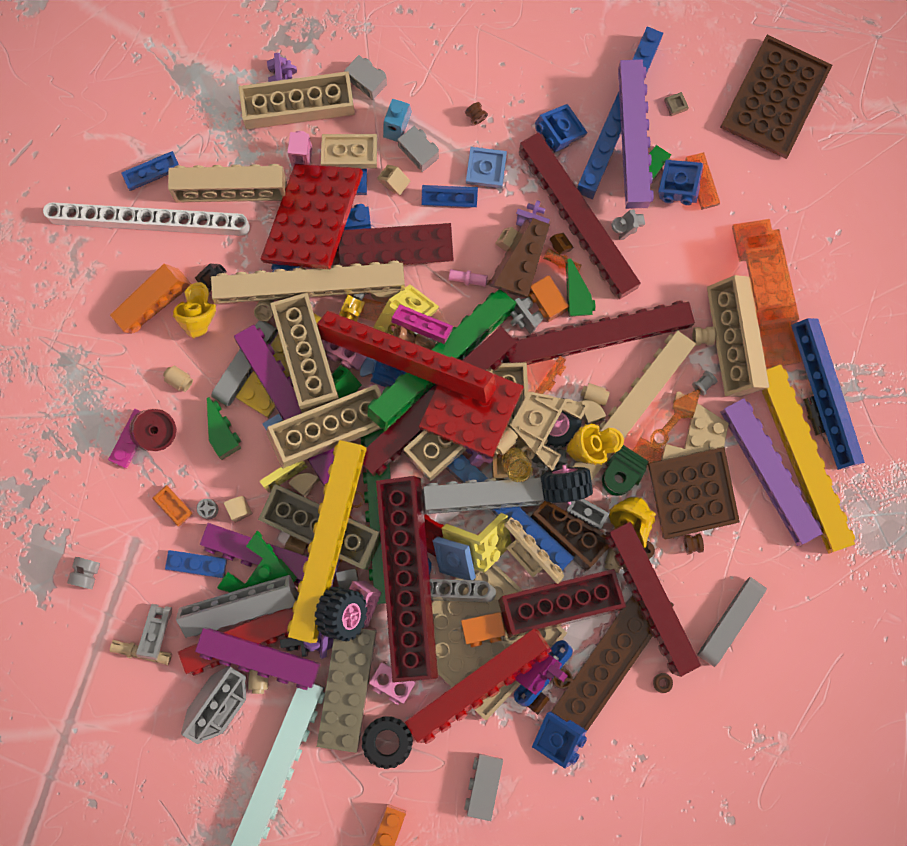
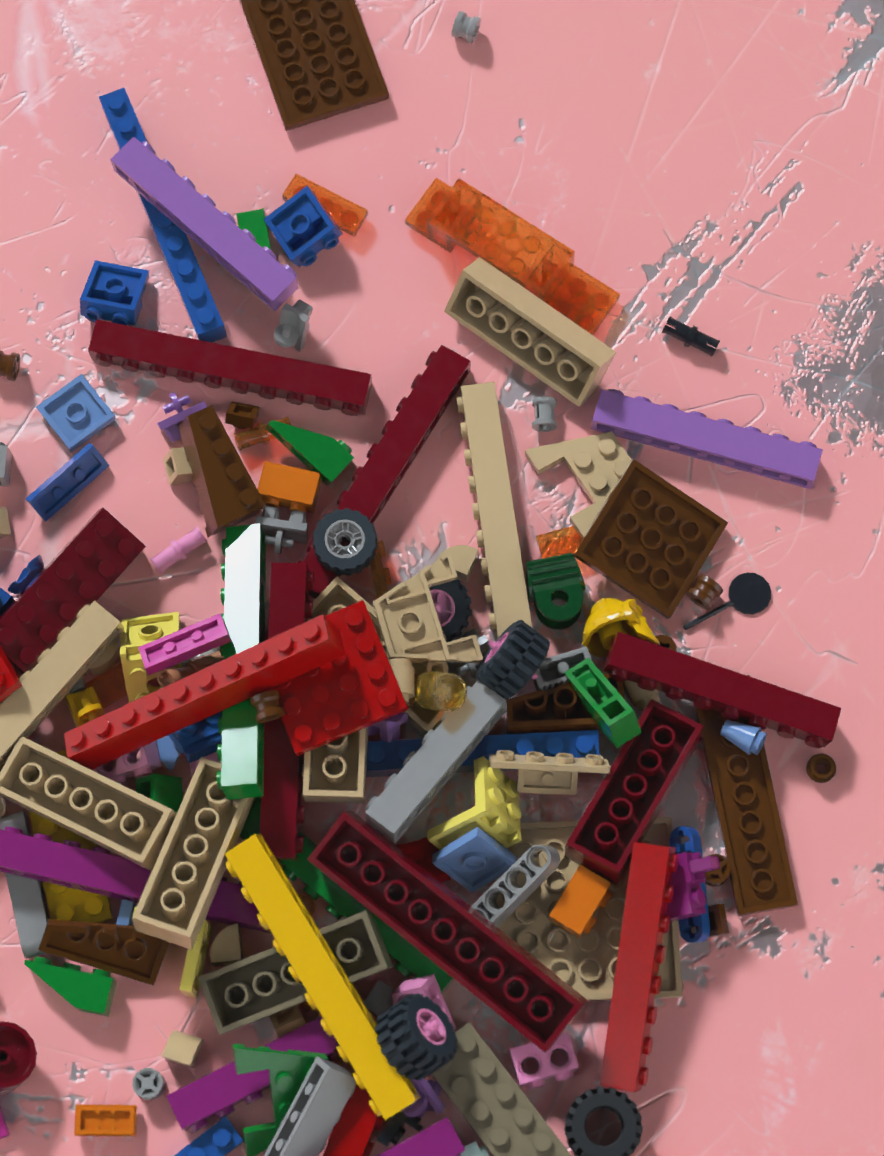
camera: 40 degrees left, 5 degrees down
(248, 427) = (106, 947): none -> reddish brown wing
(387, 222) = (27, 576): none -> blue piece
(427, 391) = (267, 706): none -> reddish brown wheel
(483, 787) = (751, 1067): light grey brick -> none
(541, 340) = (357, 530): none -> black wheel
(560, 740) = (778, 935): blue plate -> none
(589, 548) = (603, 702): none -> green slope
(592, 445) = (497, 592): yellow head -> none
(595, 394) = (442, 538): tan brick -> none
(640, 630) = (744, 736): none -> medium blue cone
(676, 104) = (213, 150): dark tan tile -> none
(683, 408) = (551, 461): clear orange piece -> none
(703, 336) = (493, 365): tan wheel -> none
(713, 565) = (747, 594): none -> black piece
(732, 621) = (825, 632): light grey beam -> none
(806, 461) = (729, 391): yellow brick -> none
(827, 393) = (681, 300): blue brick -> none
(859, 159) = (466, 27): none -> light grey wheel

